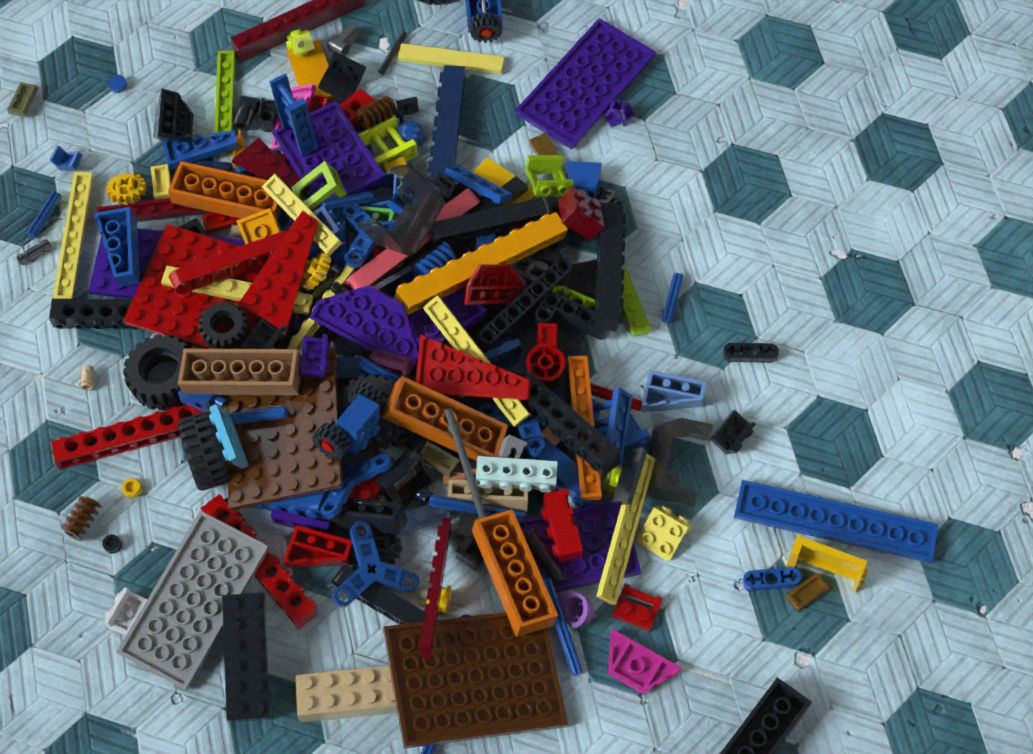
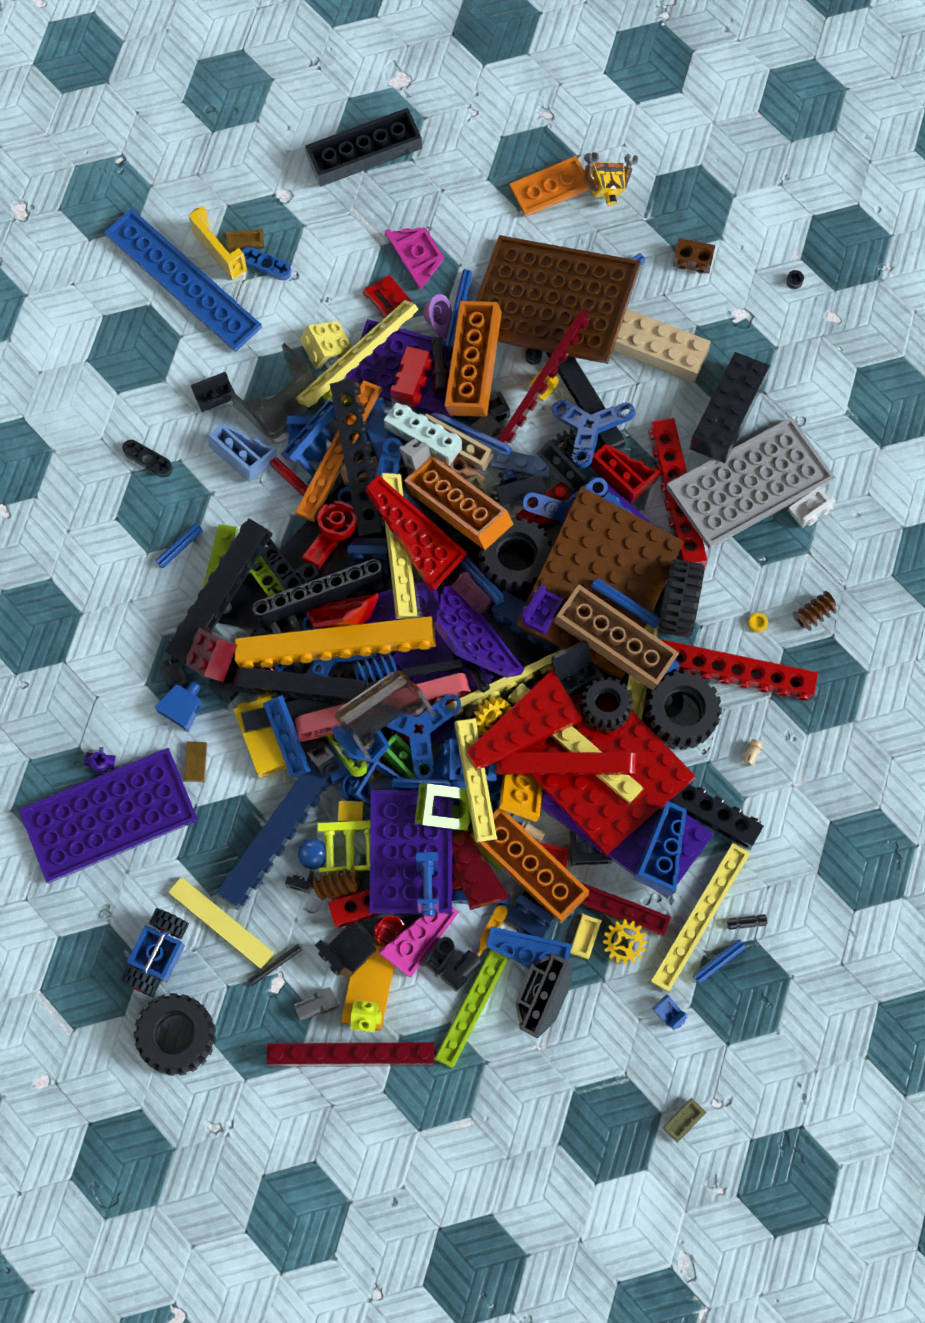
camera: 150 degrees left, 10 degrees up
(107, 539) = (792, 581): black bush -> none
(117, 83) = (576, 1087): blue tile -> none
(228, 436) = (656, 581): medium azure plate -> none
(354, 426) = (539, 522): brick -> none
(454, 428) = (457, 478): dark grey bar -> none
(547, 165) = (208, 697): lime panel -> none
(629, 476) = (321, 391): black tile -> none

